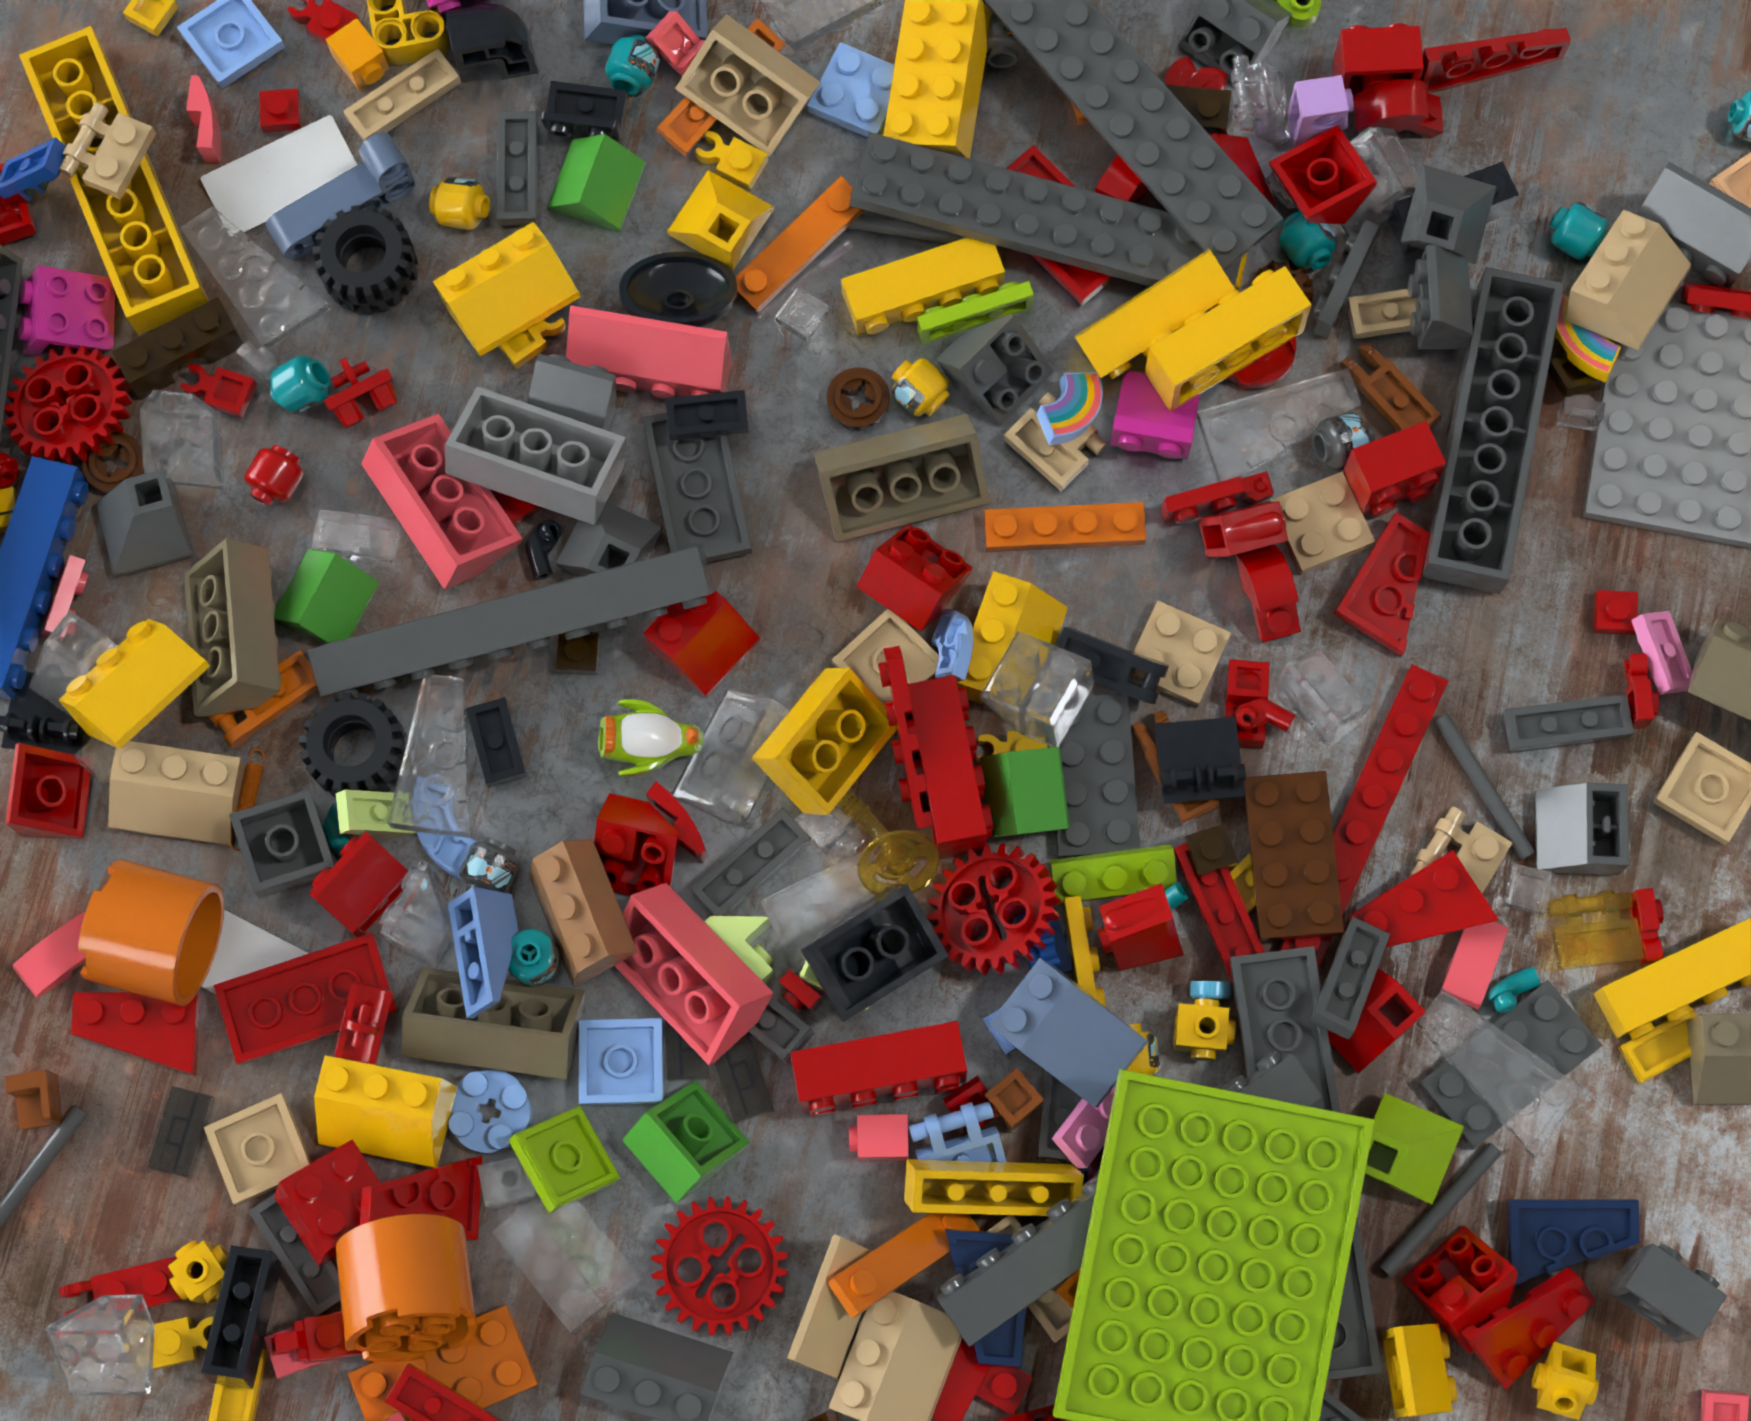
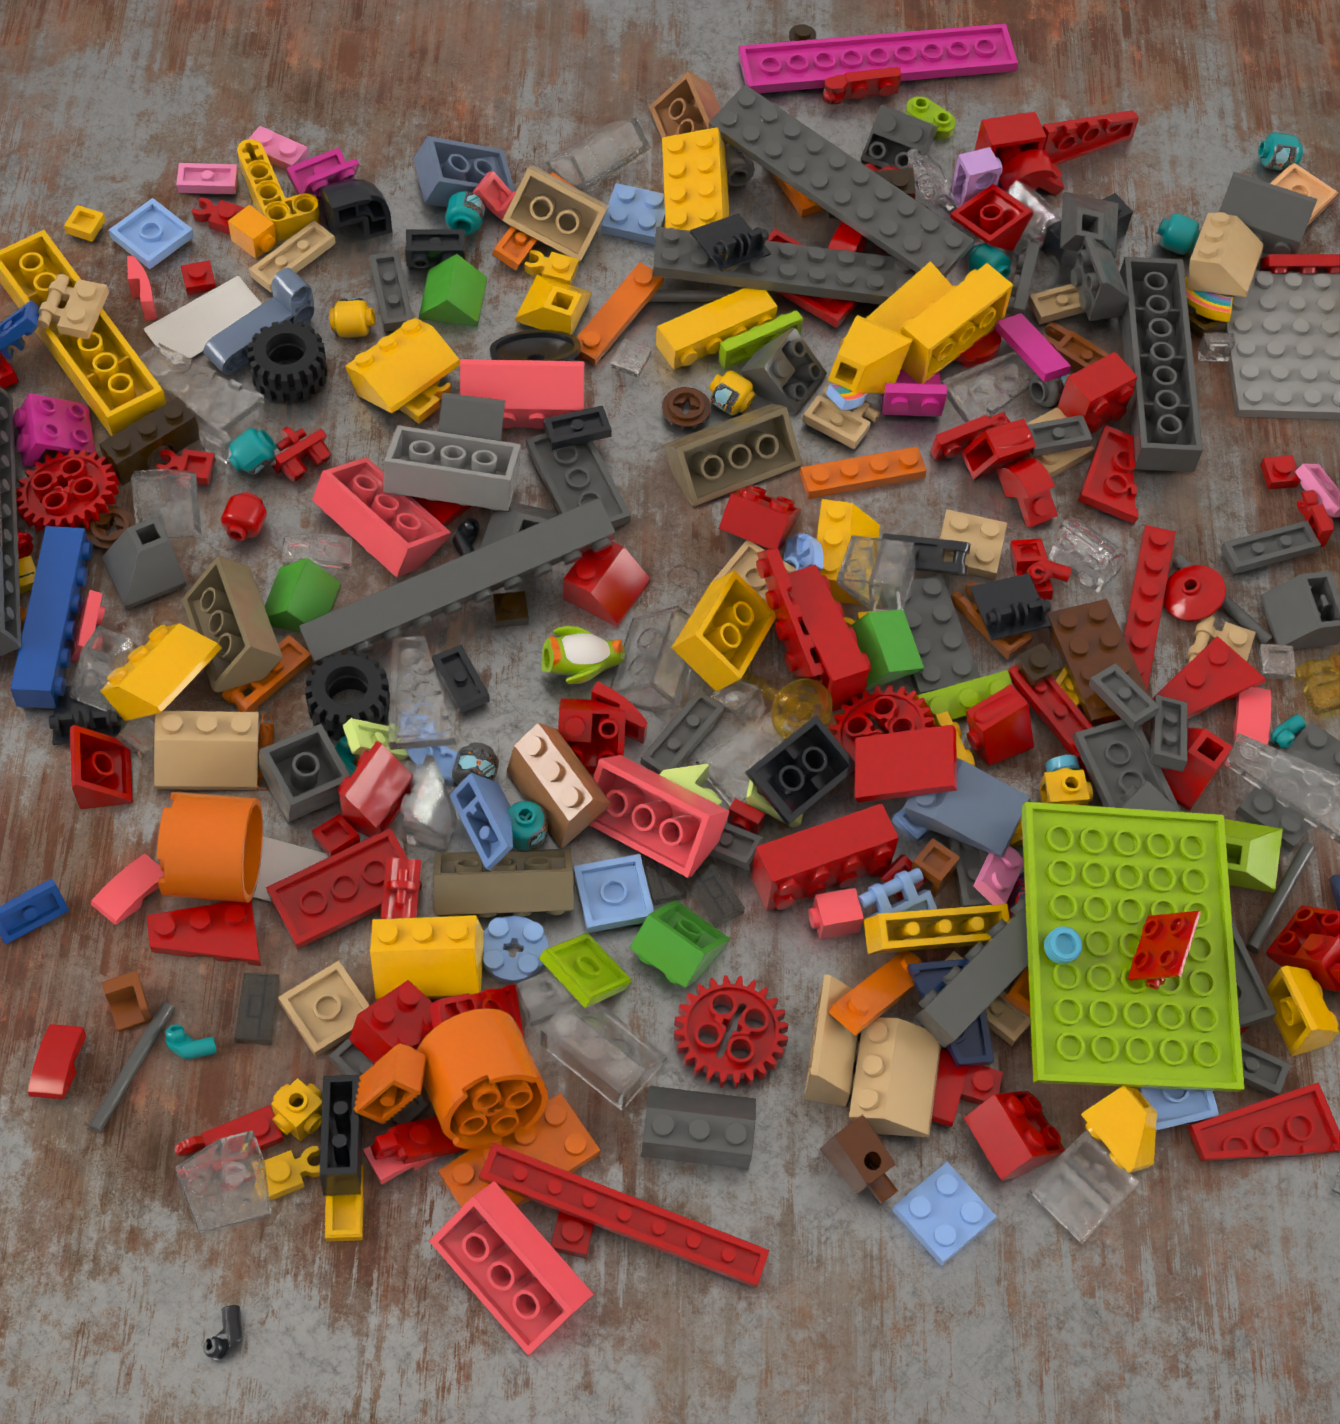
camera: 20 degrees left, 15 degrees down
(93, 1165) = (186, 1046): none -> teal arm
(300, 1278) = (390, 1083): none -> orange brick
(308, 929) = (335, 835): none -> red plate
(958, 176) = (731, 242): none -> black hinge
(1000, 972) = (905, 764): none -> red tile
(1099, 378) = (869, 357): none -> yellow slope
(1123, 1260) = (1063, 945): none -> medium azure tile
(1244, 1288) = (1163, 947): none -> red hinge
(1303, 921) = (1123, 696): none -> dark grey plate
(1326, 385) = (1032, 347): none -> dark pink tile
(1326, 522) = (1060, 435): none -> dark grey plate
(1456, 788) = (1195, 603): none -> red dish

